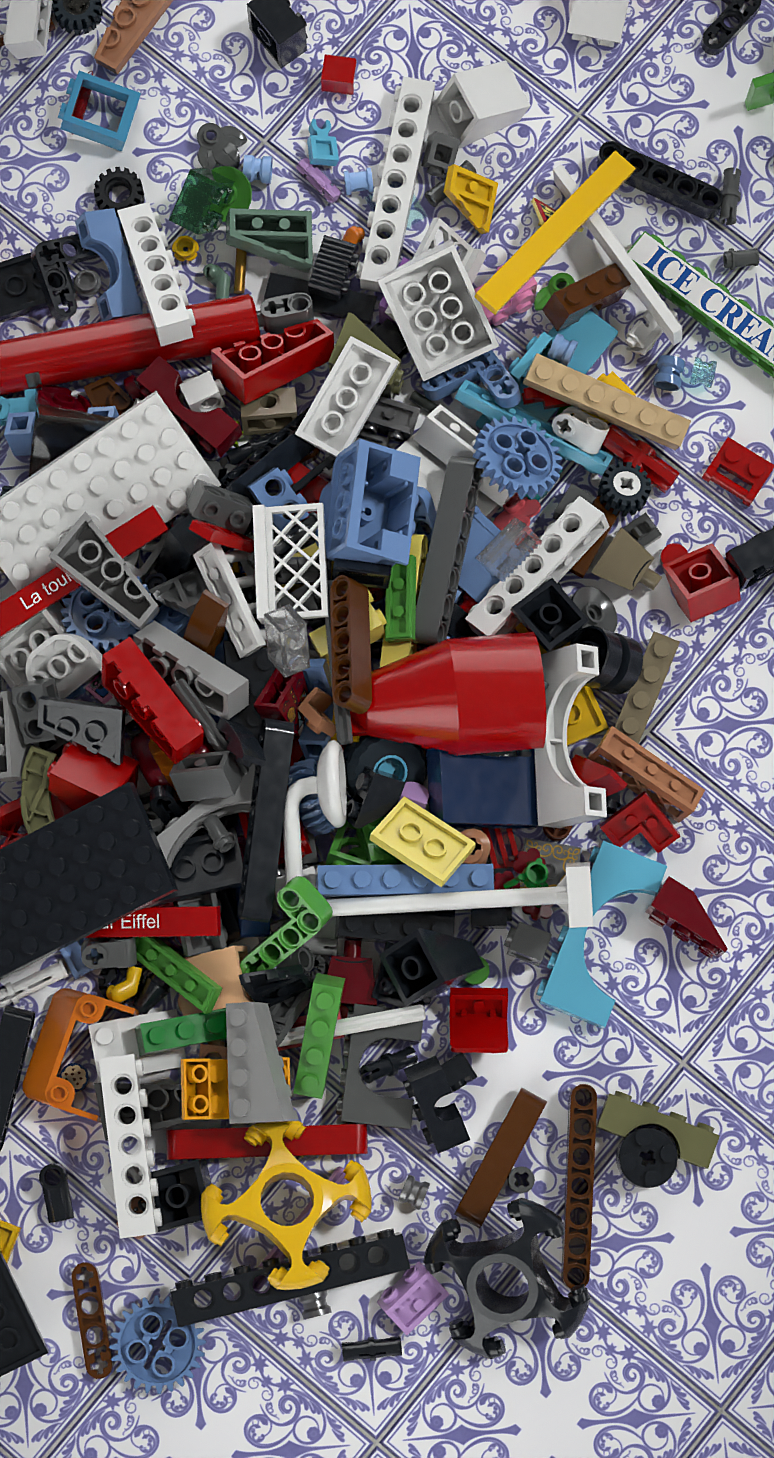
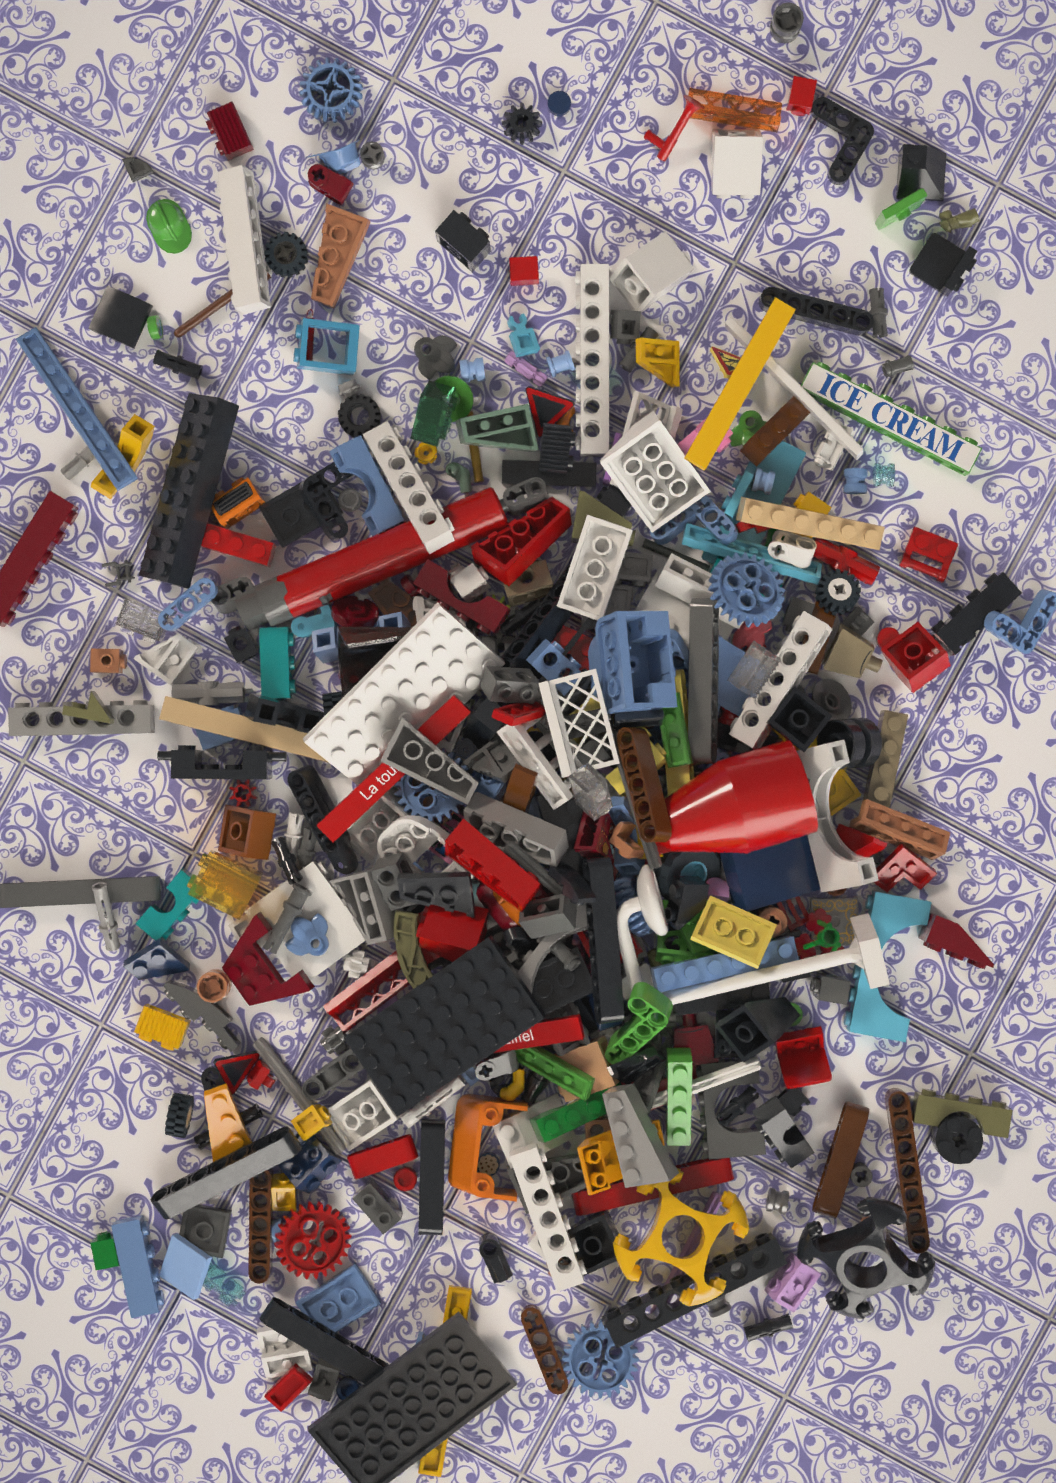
camera: 15 degrees left, 10 degrees up
(113, 160) = (348, 388): none -> light grey plate
(333, 222) = (546, 407): none -> piece

